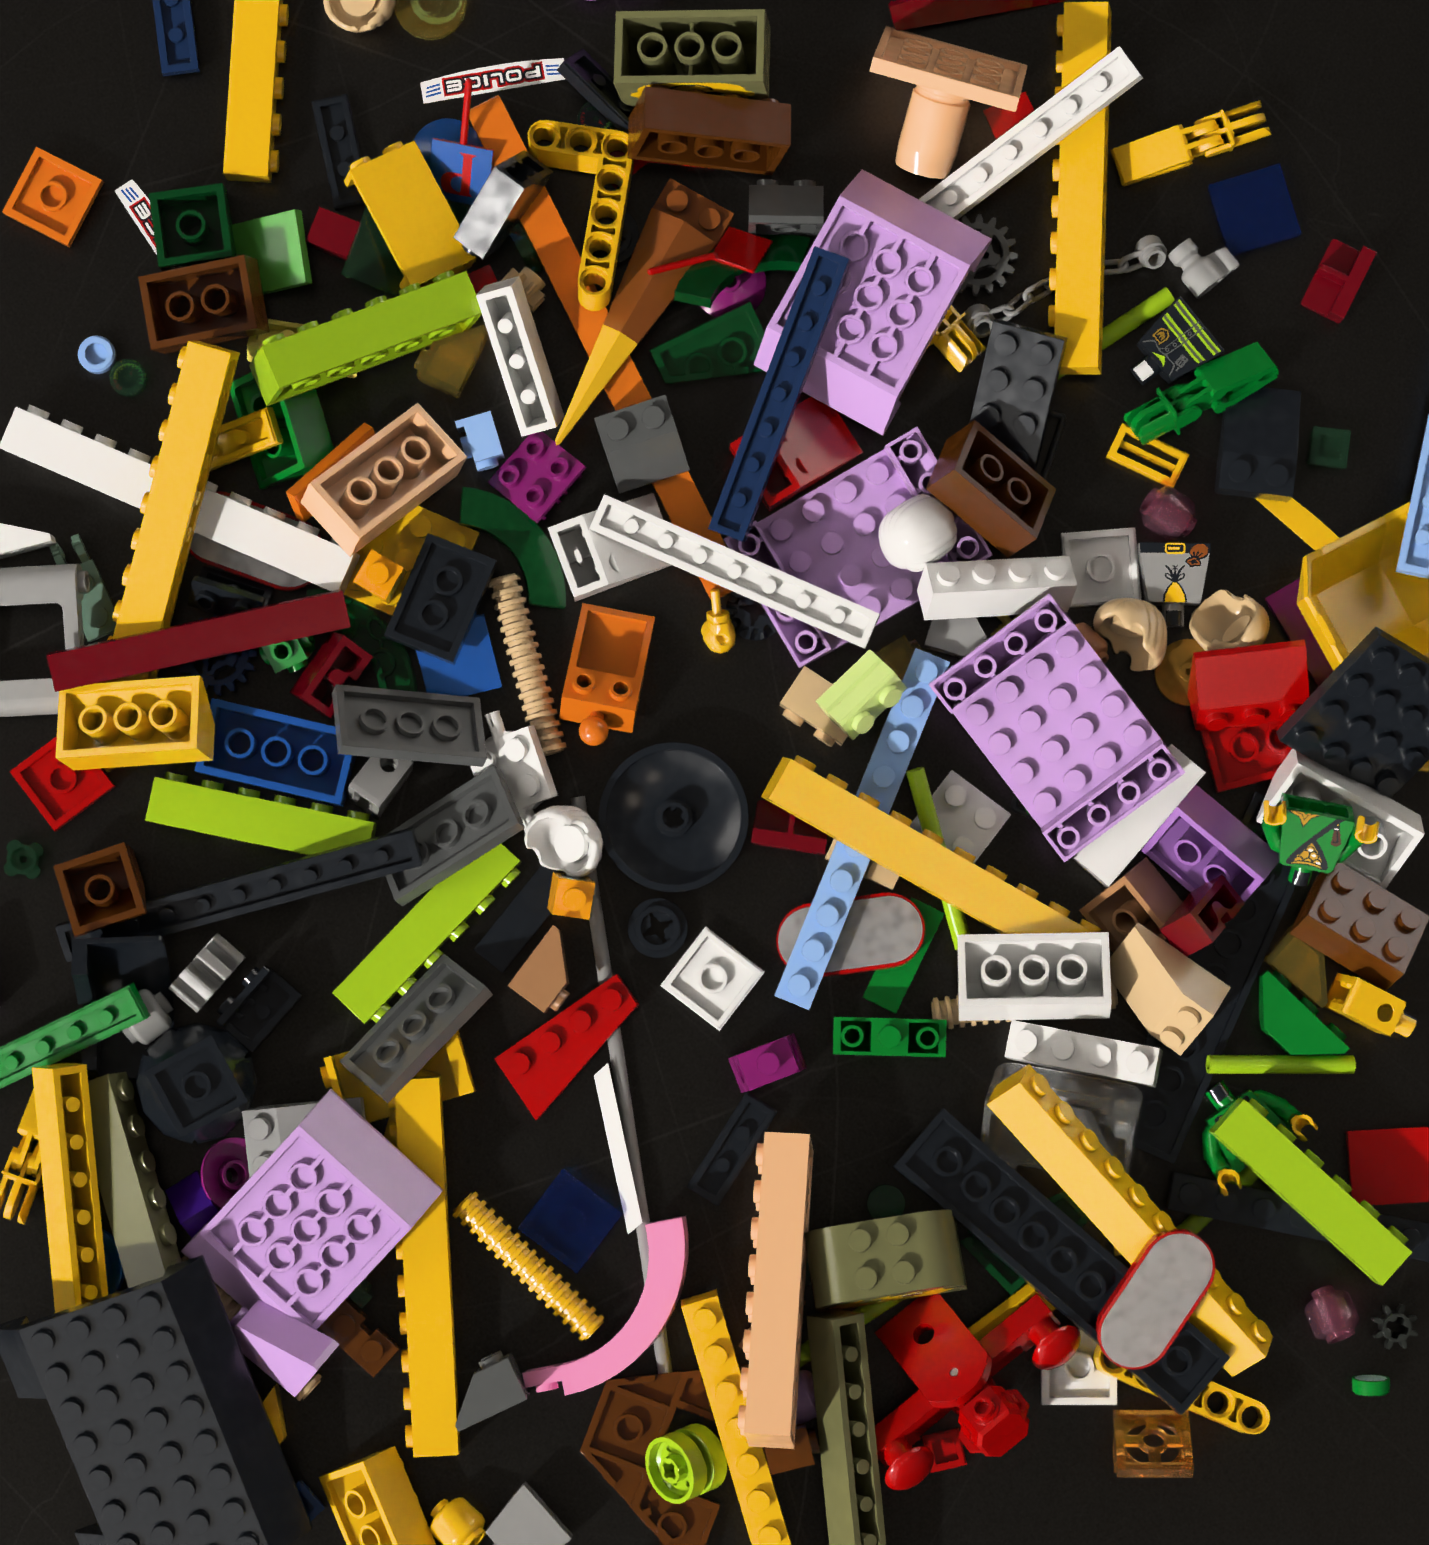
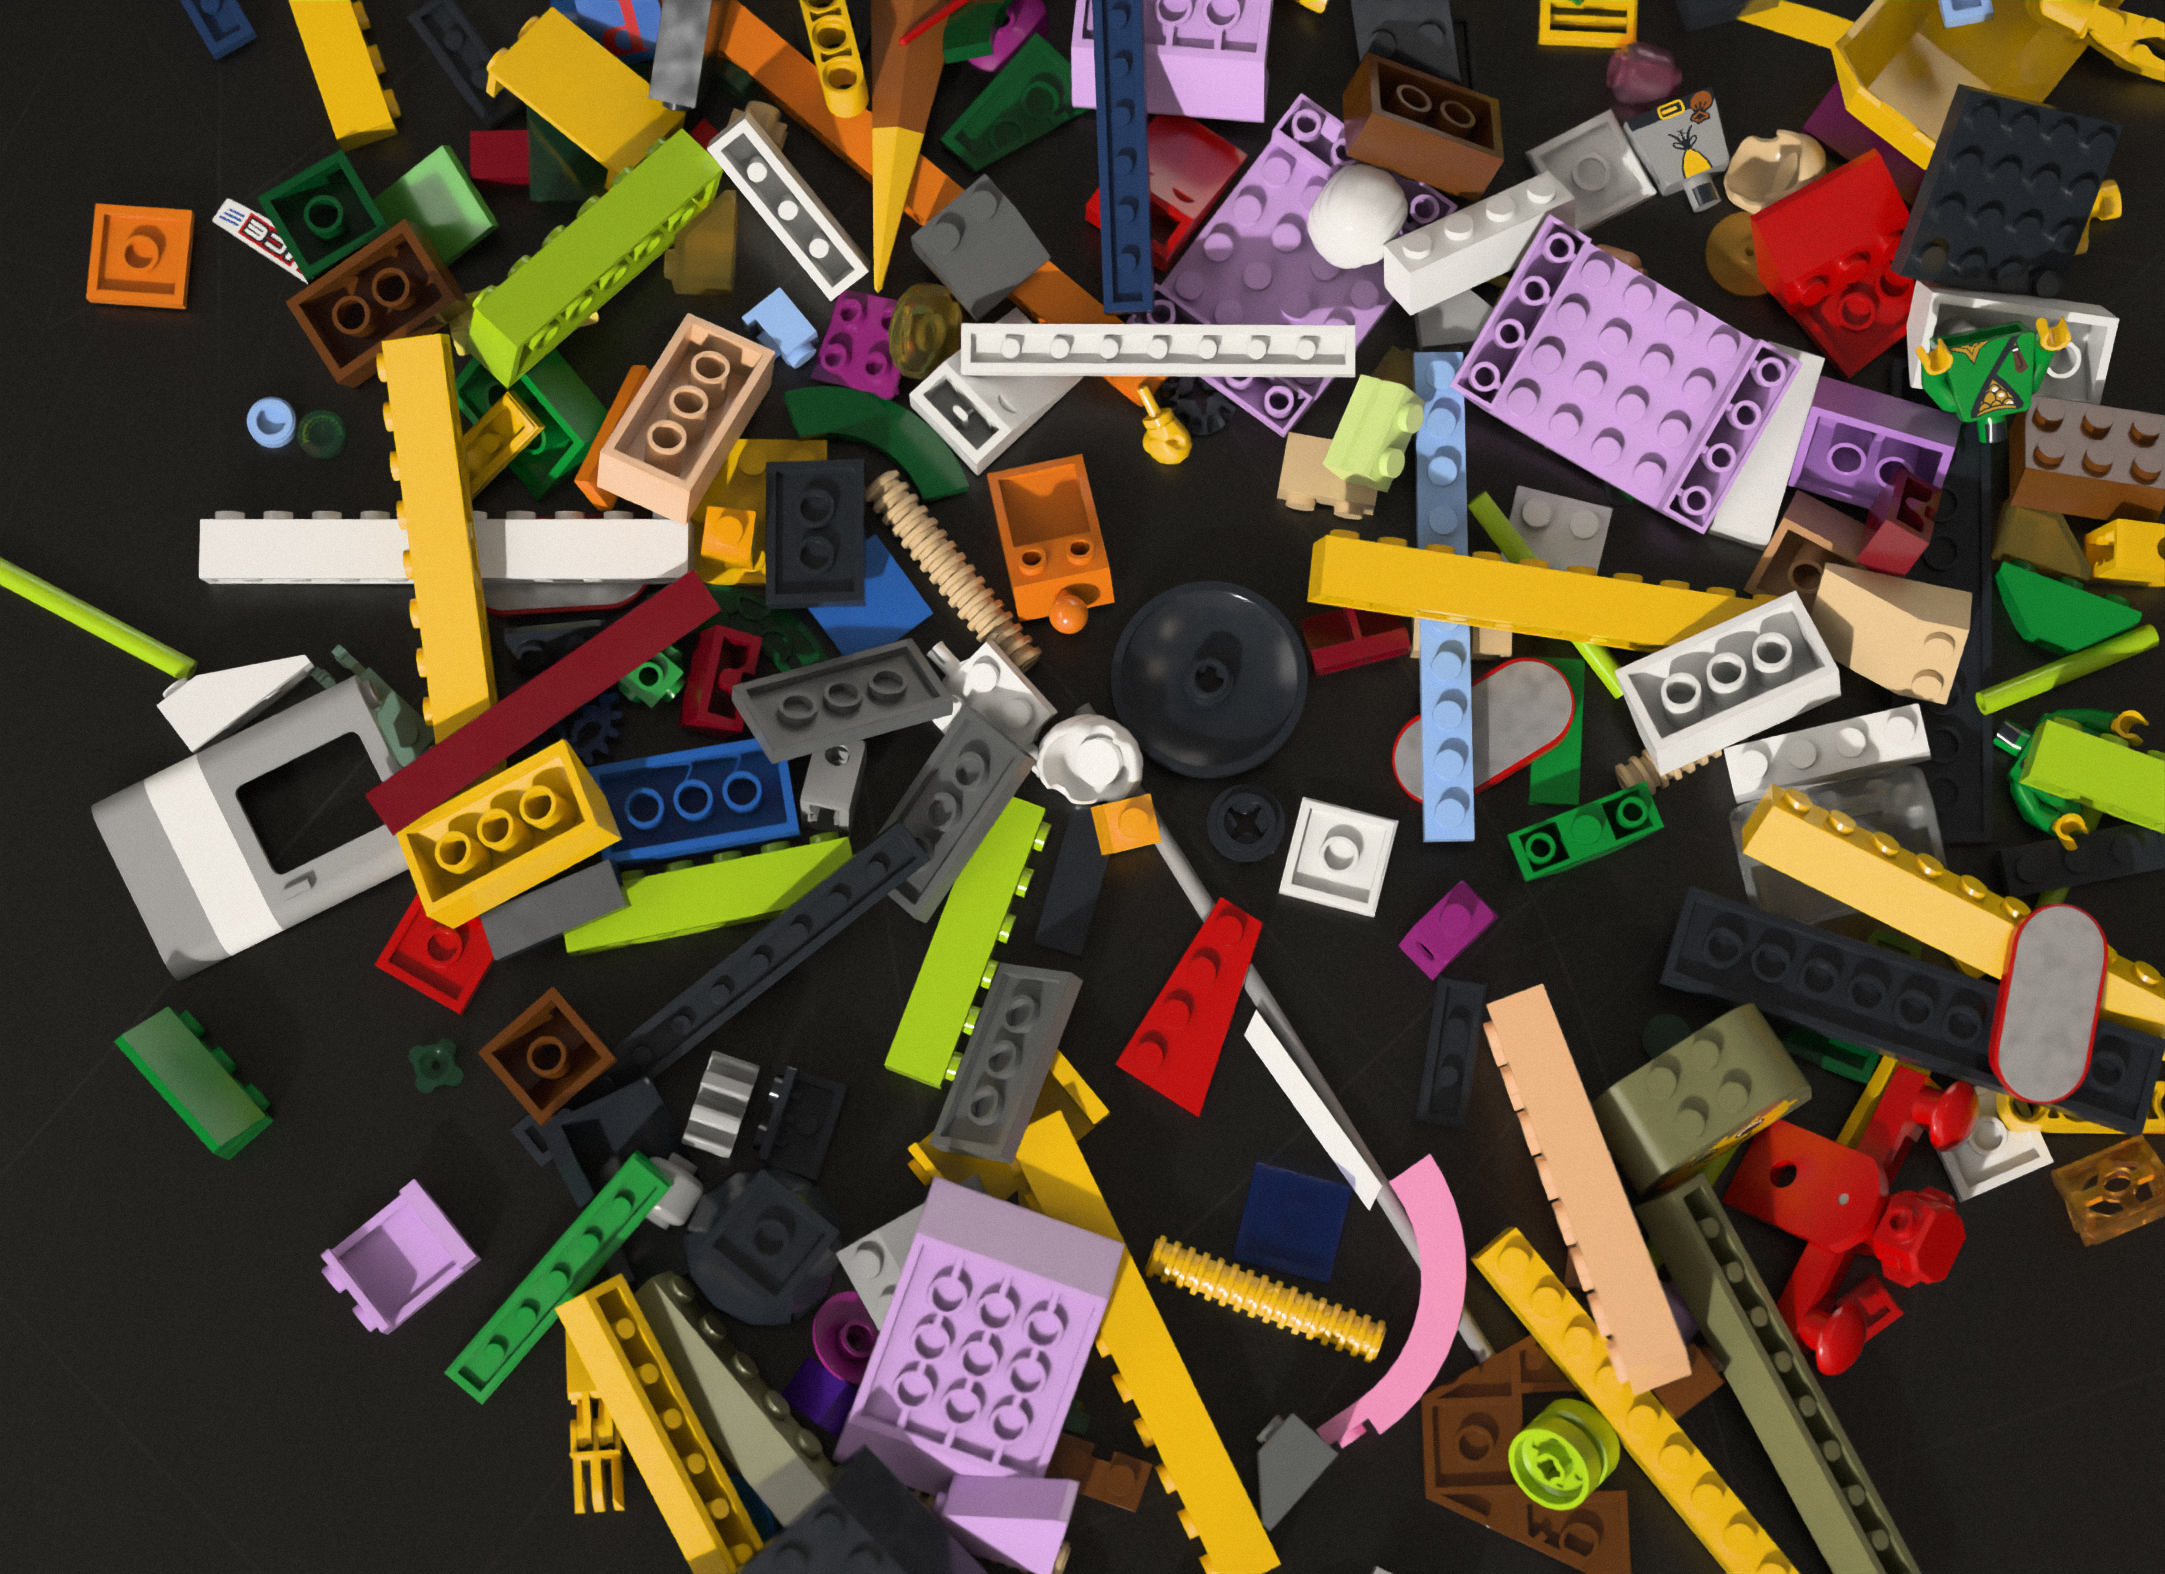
camera: 25 degrees left, 5 degrees down
(148, 788) = (555, 910): none -> black tile
(544, 974) = (1134, 932): medium nougat slope -> none
(579, 484) = (924, 330): none -> clear yellow tile
(1135, 629) = (1664, 228): tan piece -> none

